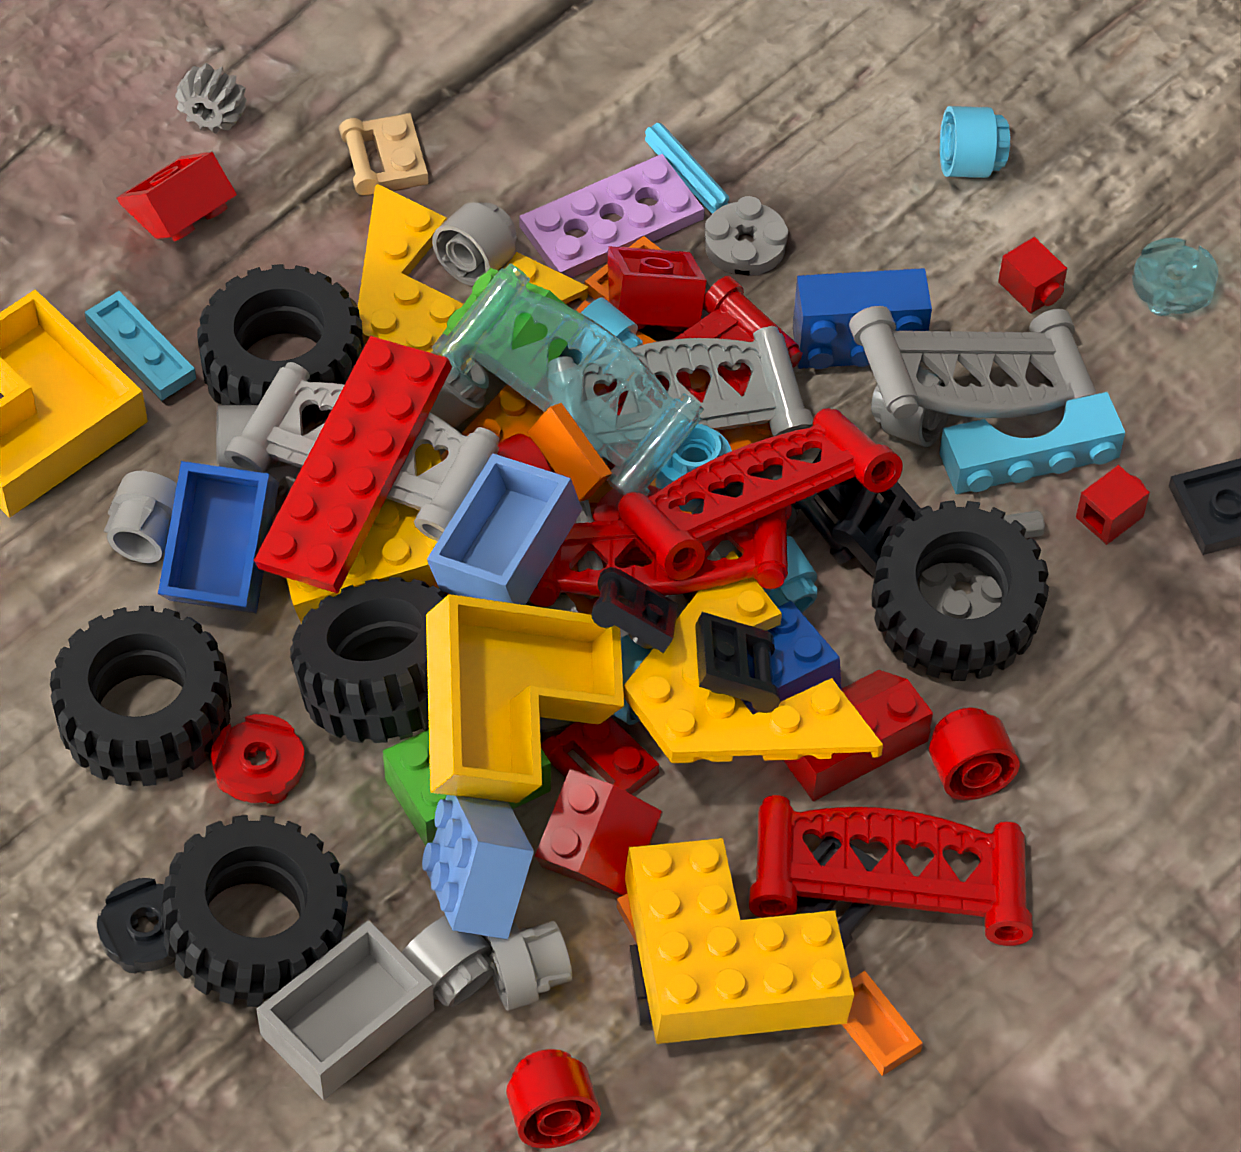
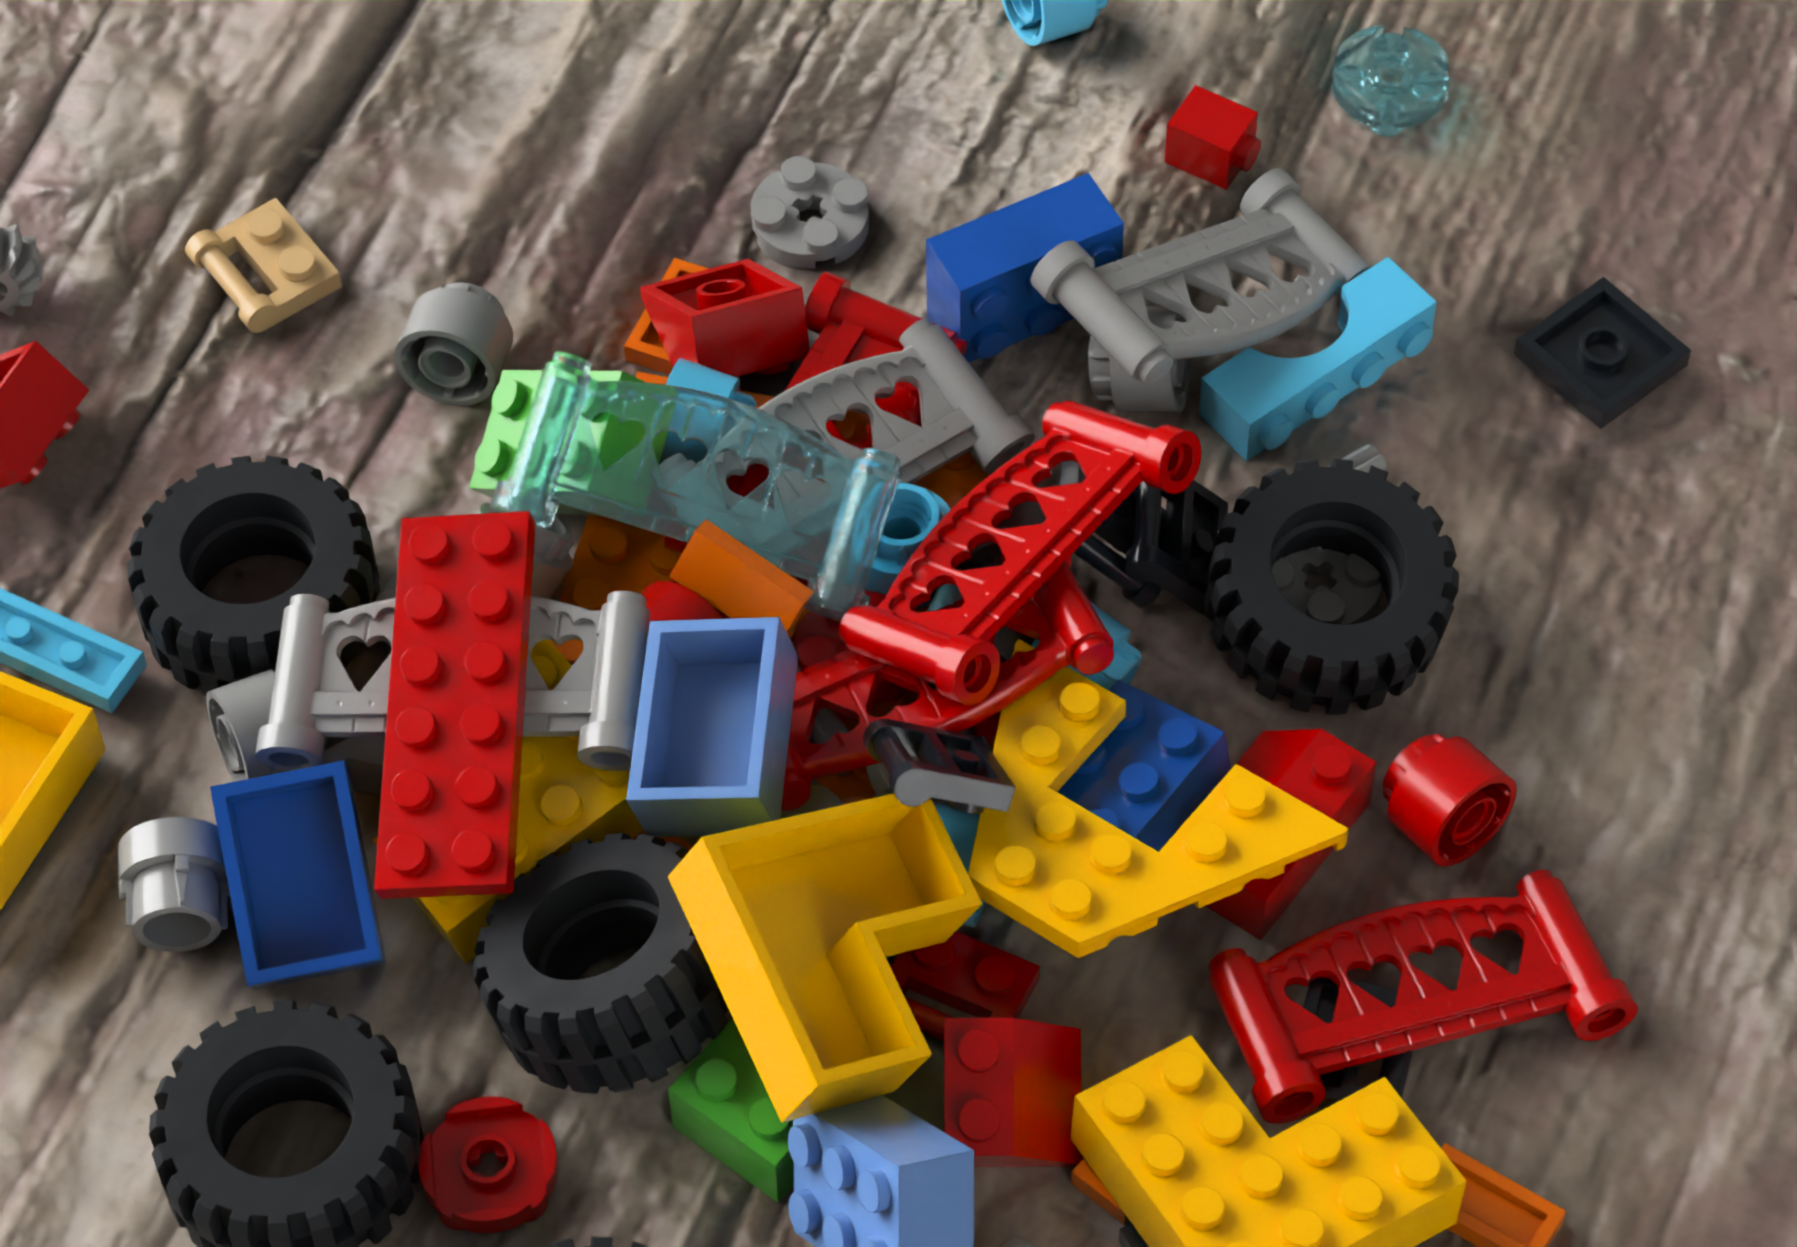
camera: 20 degrees left, 0 degrees up
(404, 308) = (385, 465): yellow wing -> none
(617, 195) = (609, 215): lavender plate -> none
(688, 169) = (686, 147): medium azure axle -> none
(724, 661) = (1105, 787): black plate -> none
(1112, 504) = (1460, 402): red brick -> none

